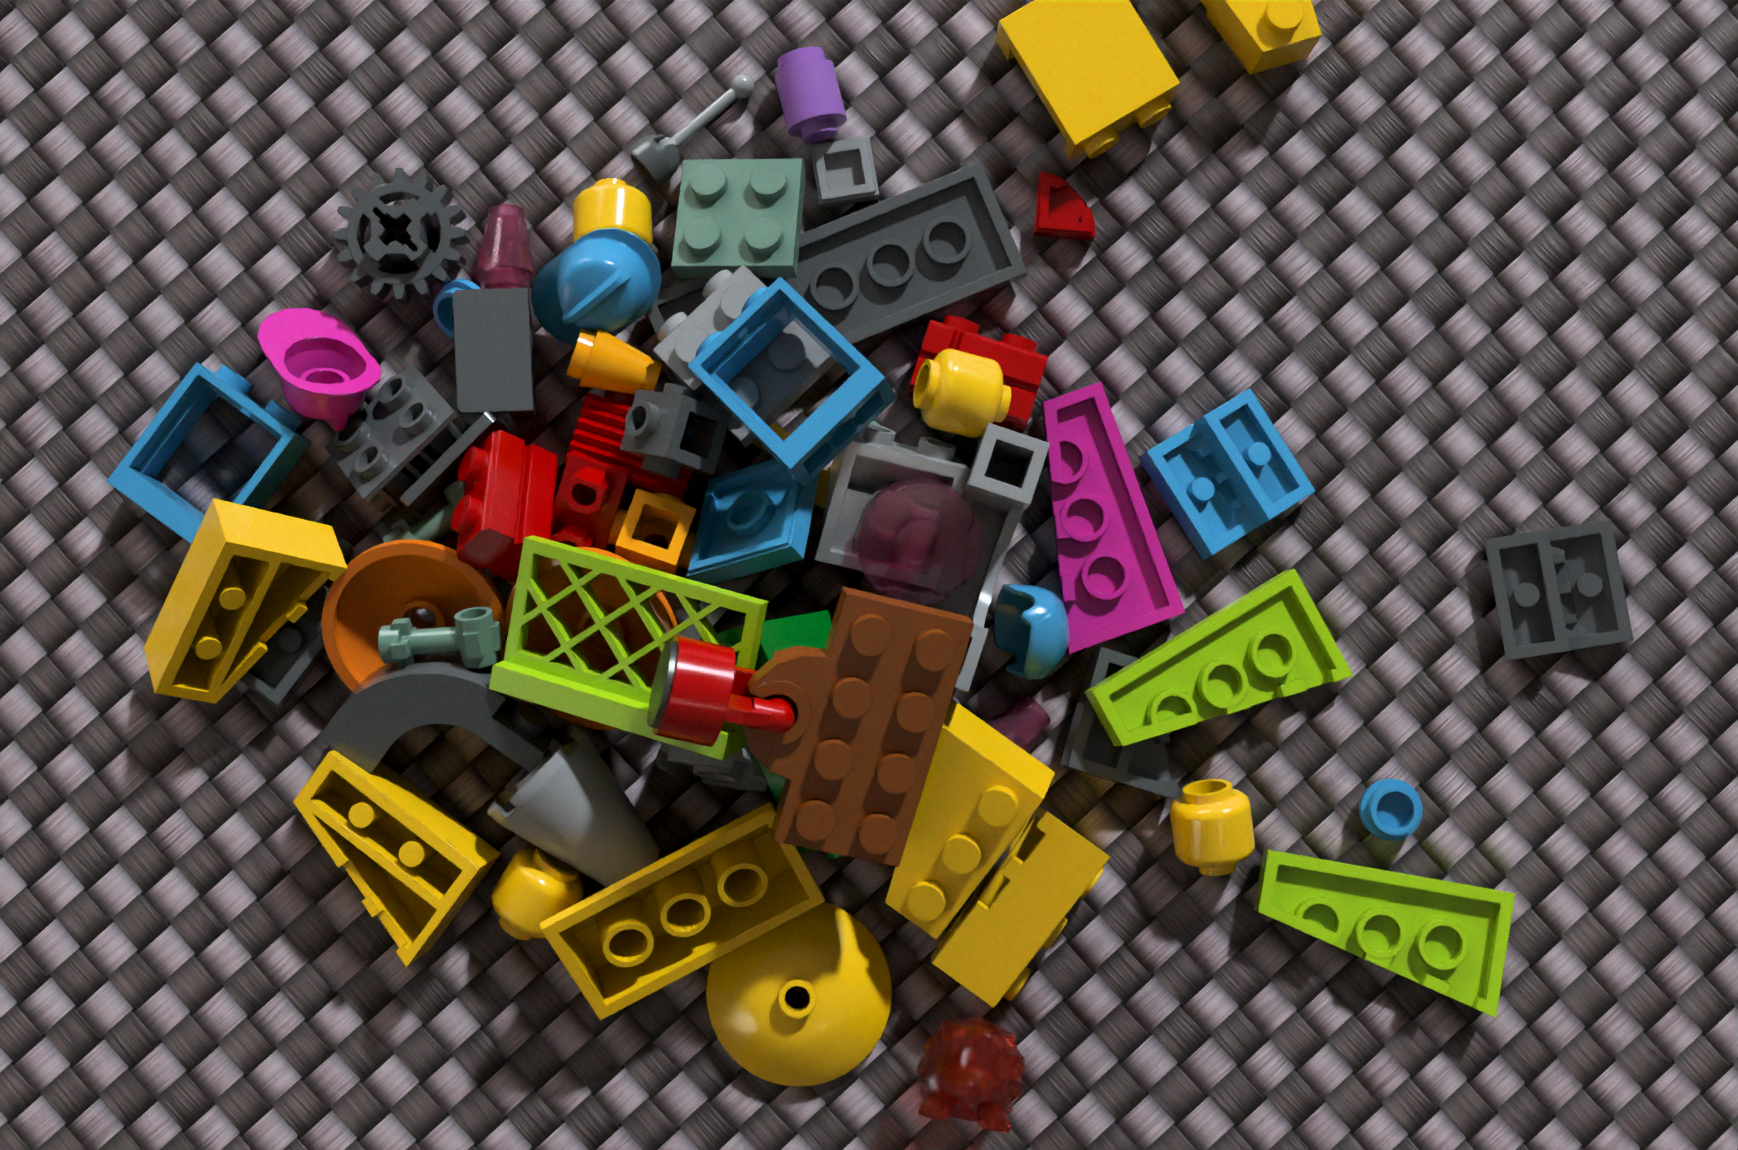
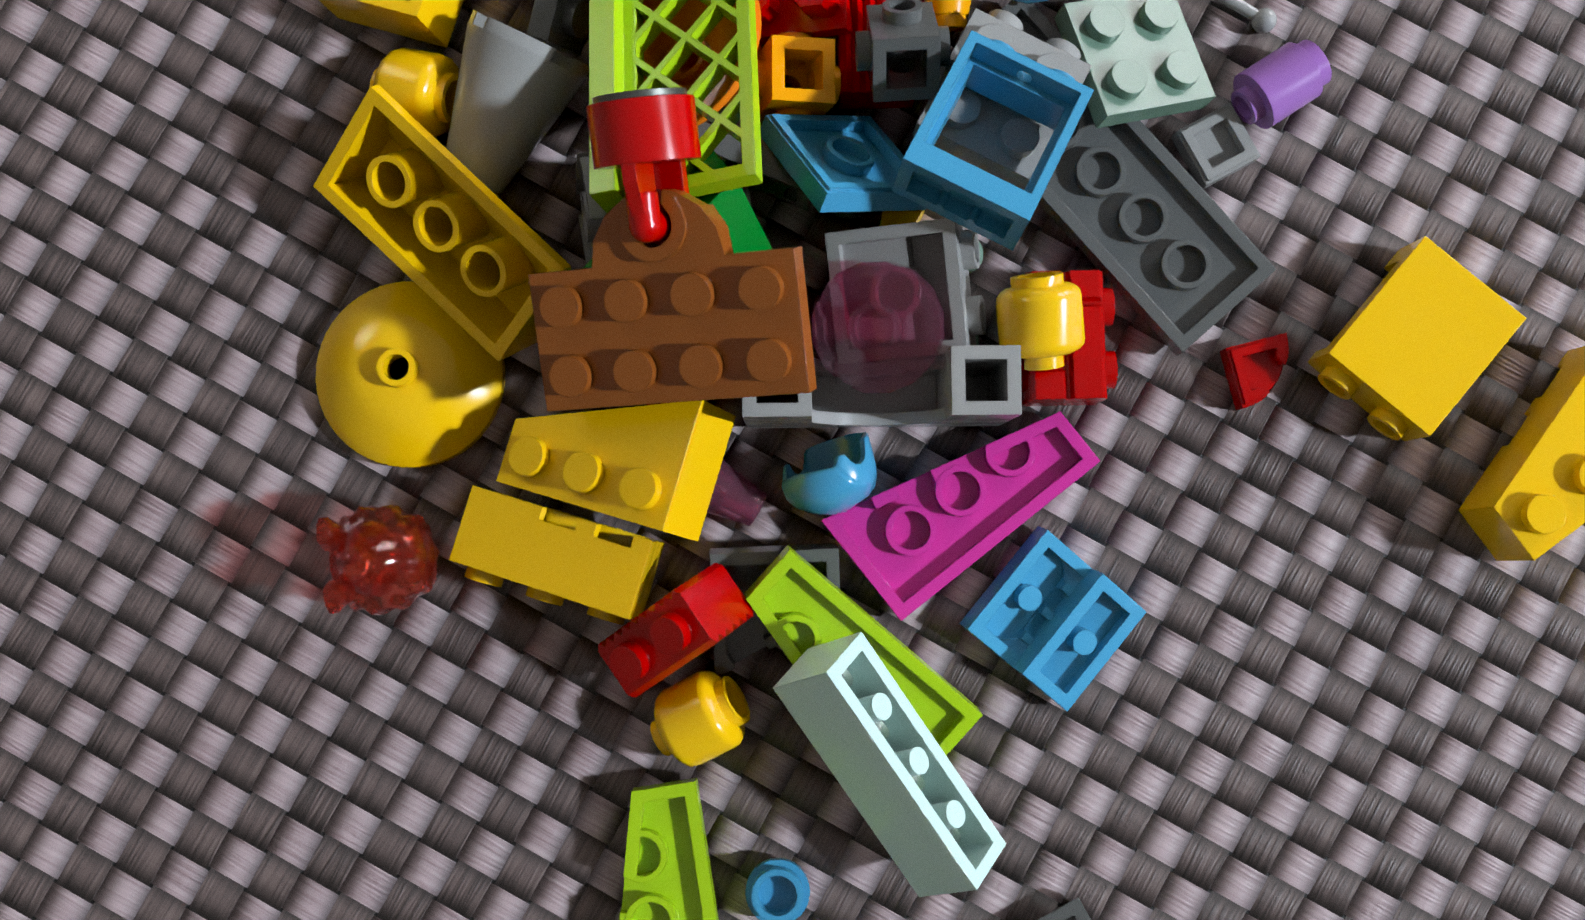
camera: 70 degrees right, 0 degrees up
(1128, 819) = (675, 630): none -> red brick
(1315, 667) = (890, 766): none -> light aqua brick

